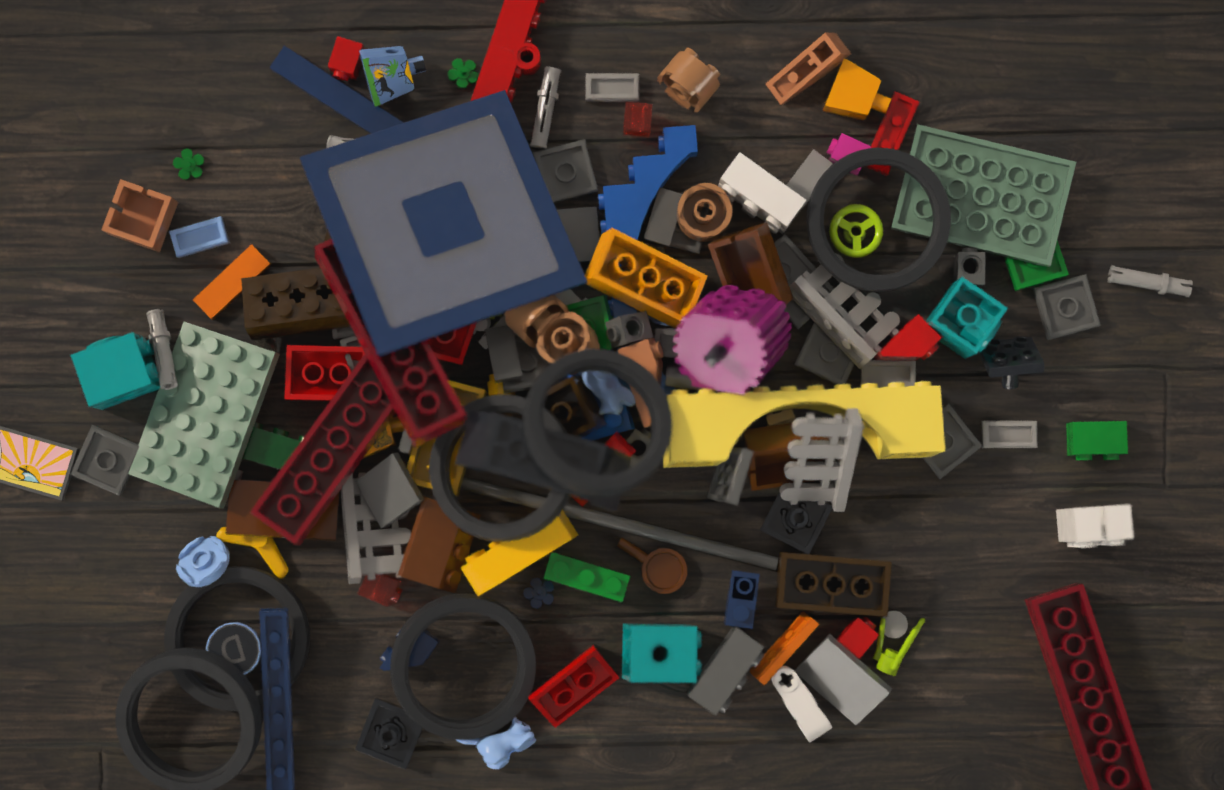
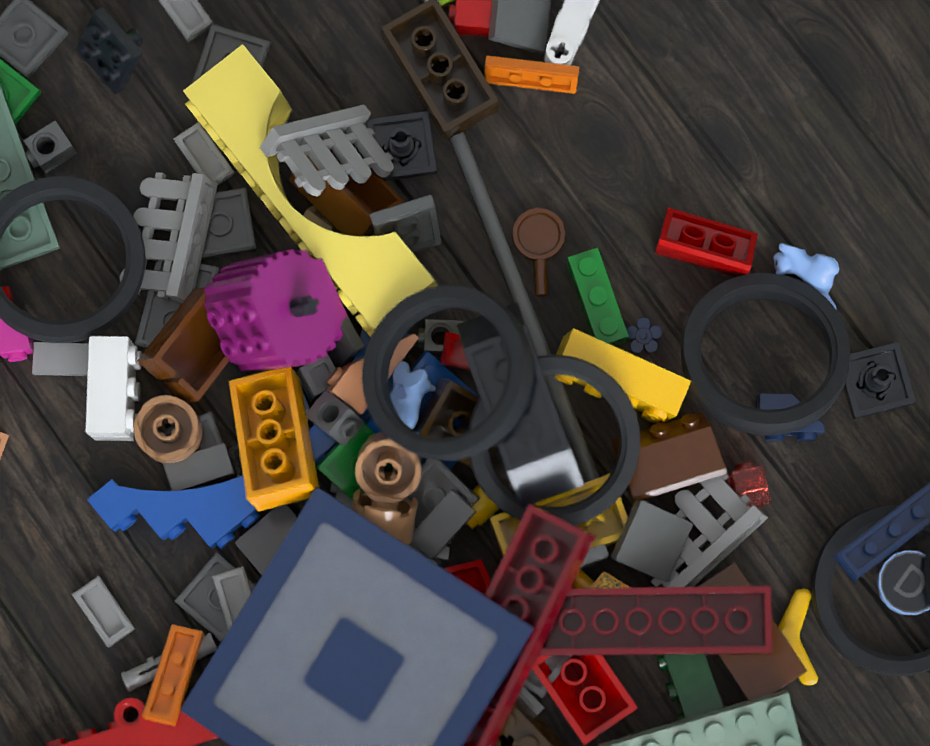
camera: 125 degrees left, 5 degrees down
(203, 561) = (849, 675): light blue tile -> none
(532, 102) = (173, 675): none -> orange tile
(560, 181) = (233, 592): none -> light grey tile
(637, 119) = (119, 560): clear red brick -> none
(677, 653) = (618, 180): teal brick -> none
(689, 80) = (45, 536): medium nougat brick -> none
(725, 671) = (591, 110): dark grey brick -> none
(741, 599) = (516, 141): dark blue slope -> none
(838, 221) = (86, 287): lime piece -> none
(912, 342) = (157, 150): red slope -> none
(966, 318) = (101, 115): teal brick -> none

